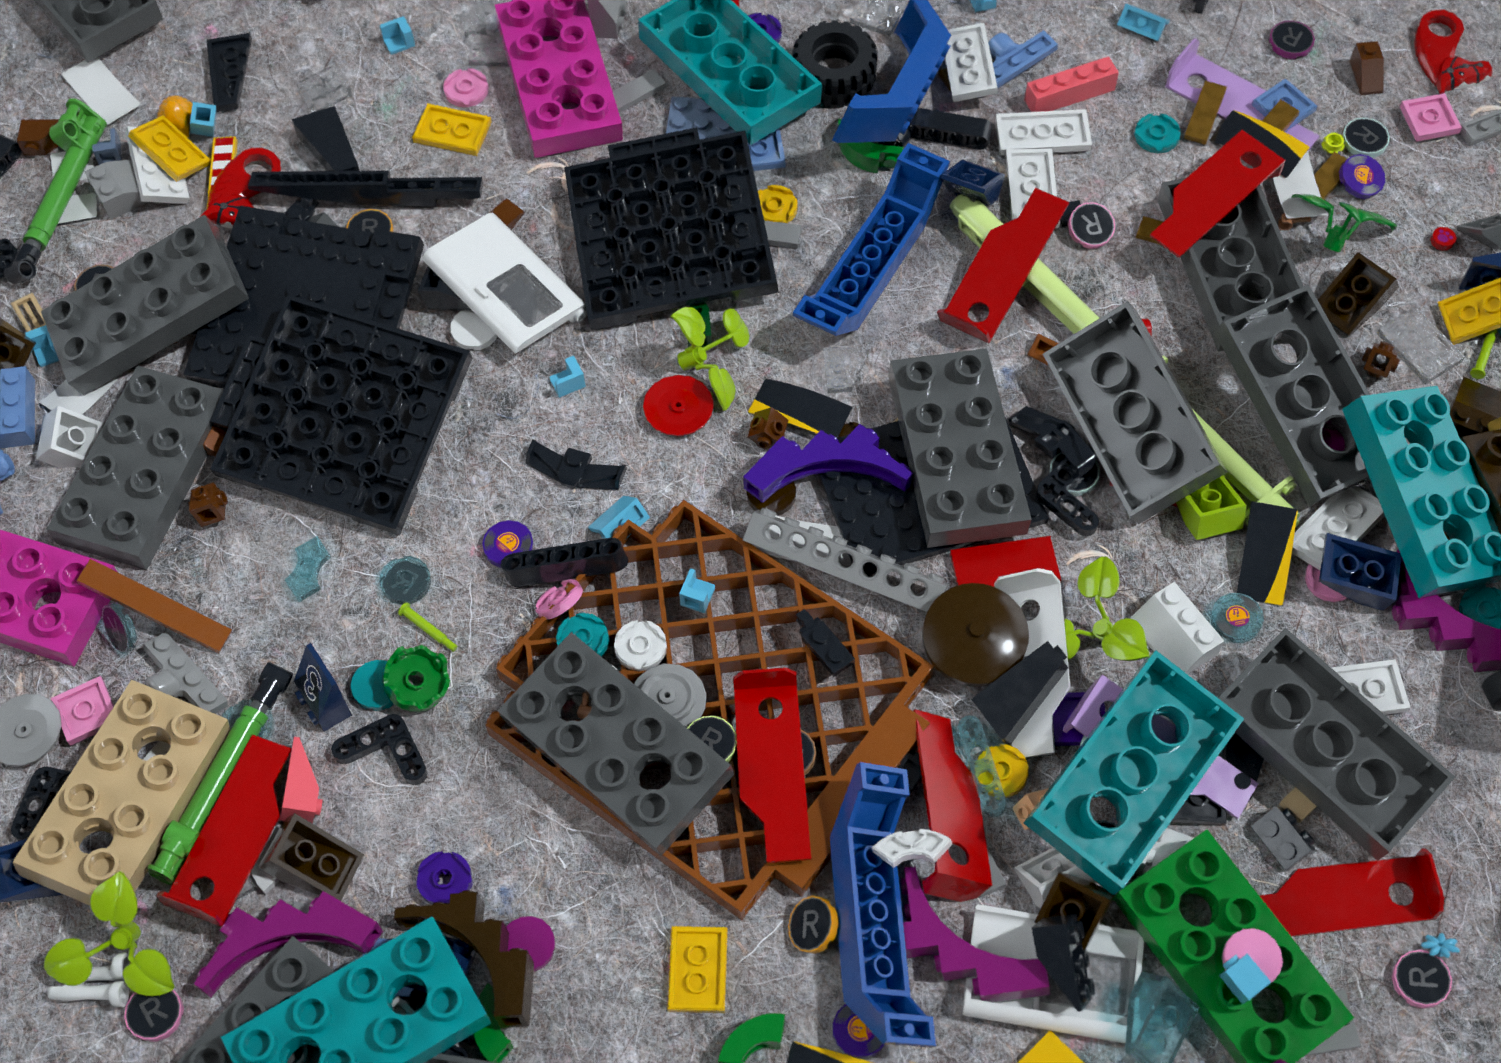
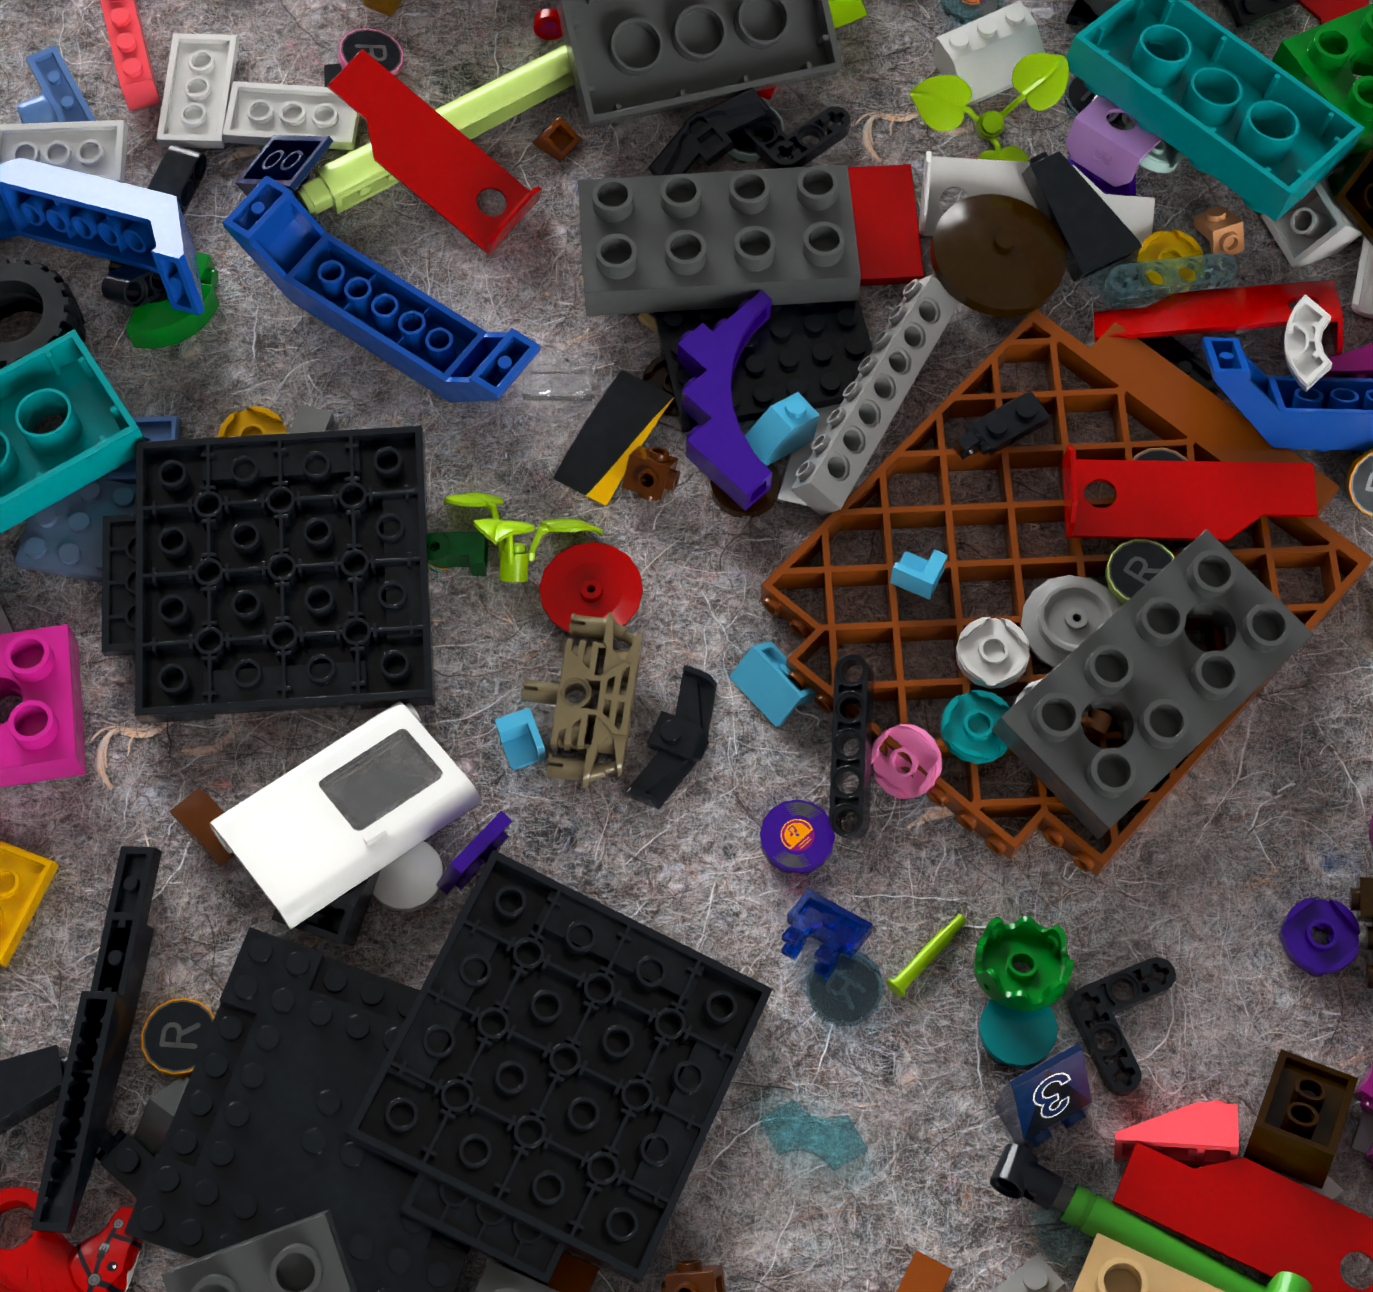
camera: 85 degrees left, 5 degrees up
(443, 564) = (828, 923): none -> clear blue plate
(489, 360) = (475, 854): none -> dark purple plate
(606, 420) = (614, 703): none -> dark tan piece
(809, 504) = (783, 429): none -> medium azure slope

